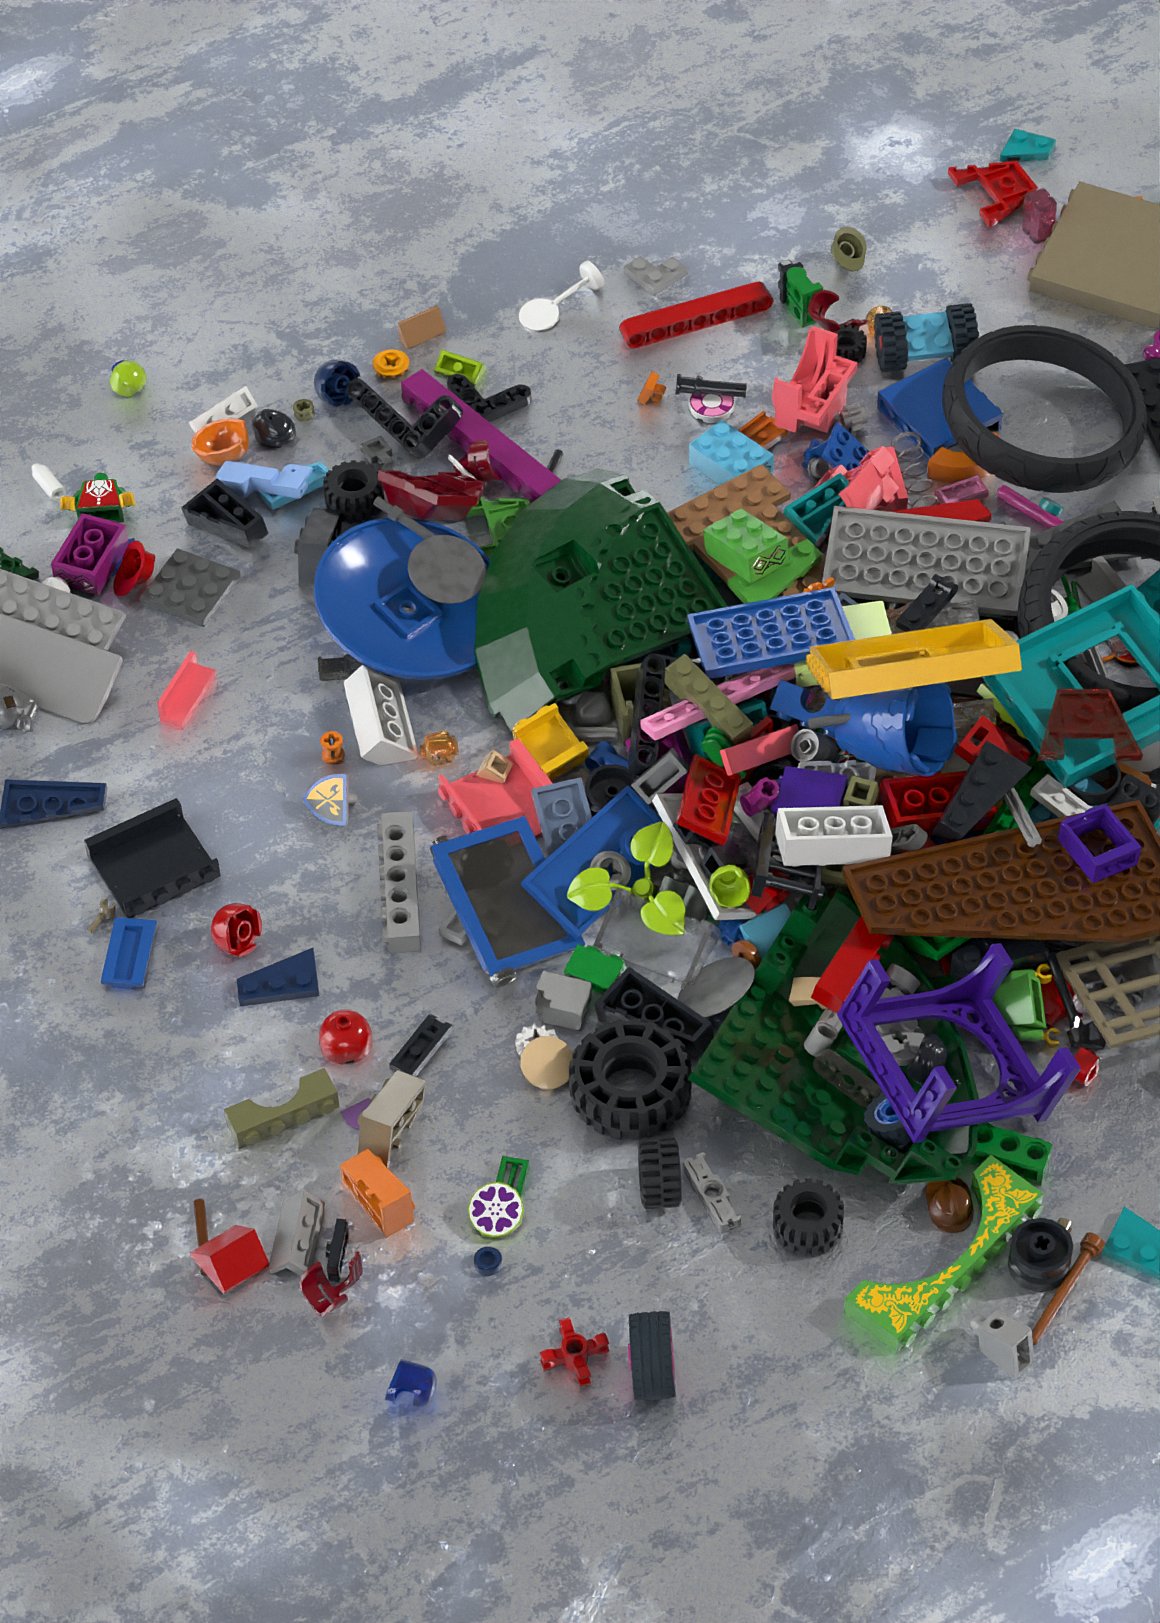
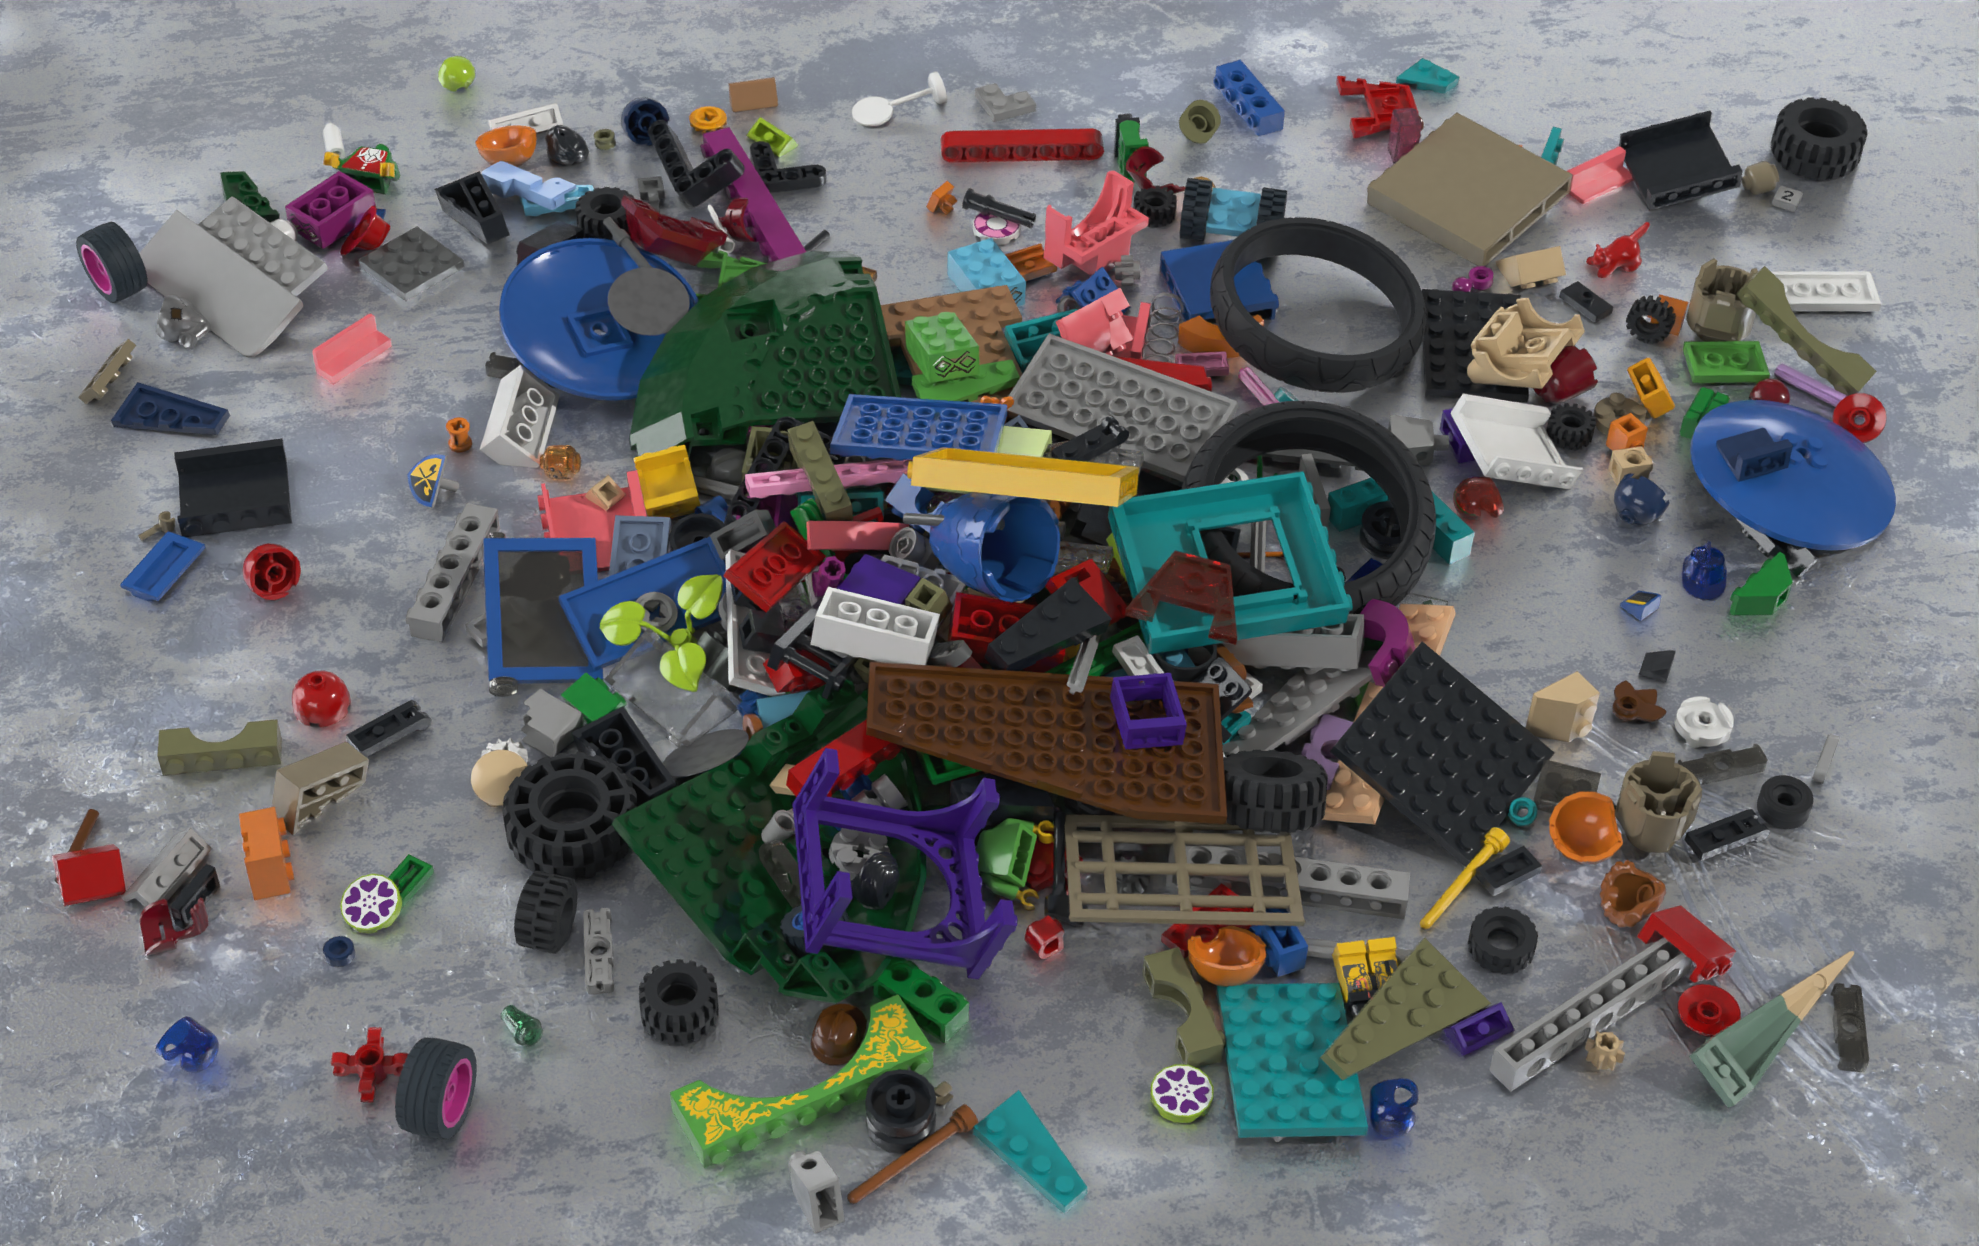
camera: 15 degrees right, 5 degrees down
(280, 981) = (291, 632): dark blue wing -> none
(683, 1278) = (523, 1027): none -> clear green cone
(730, 886) = (752, 652): lime hair -> none
(879, 211) = (1249, 98): none -> blue brick

